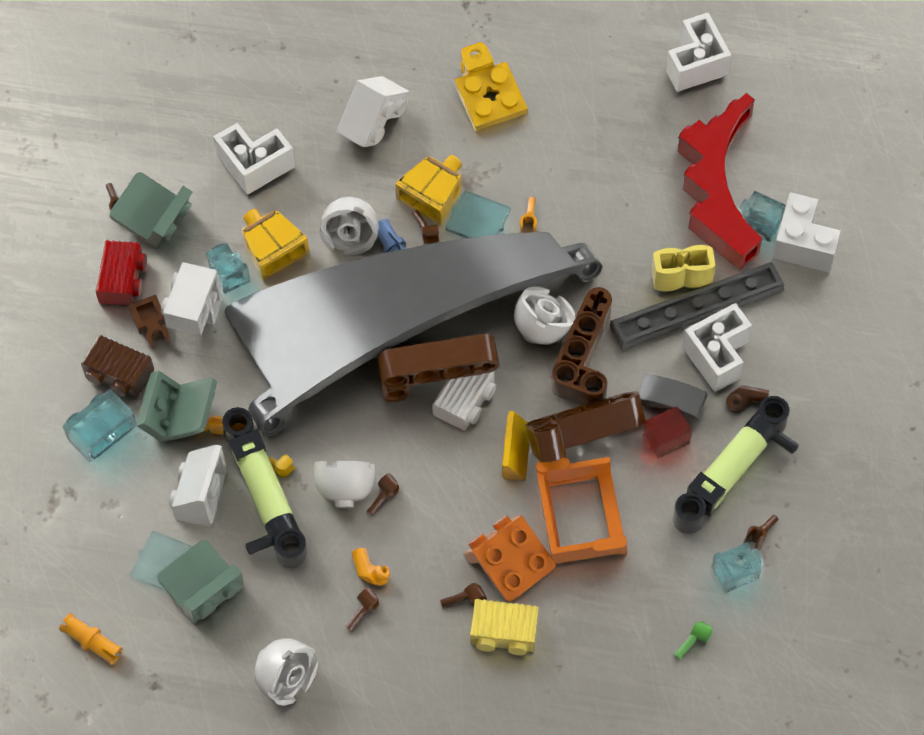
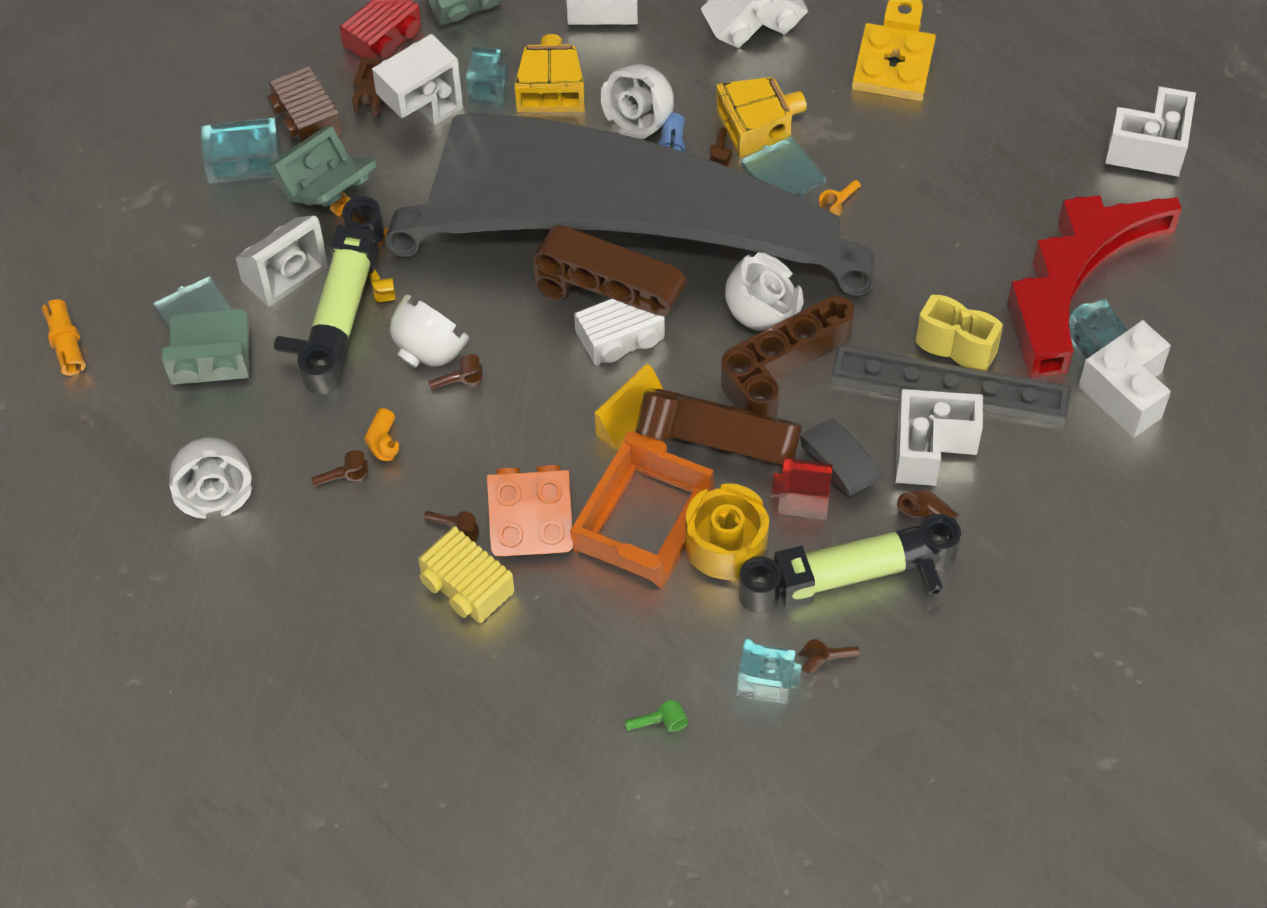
camera: 35 degrees right, 5 degrees down
(649, 507) = (725, 530): none -> yellow brick

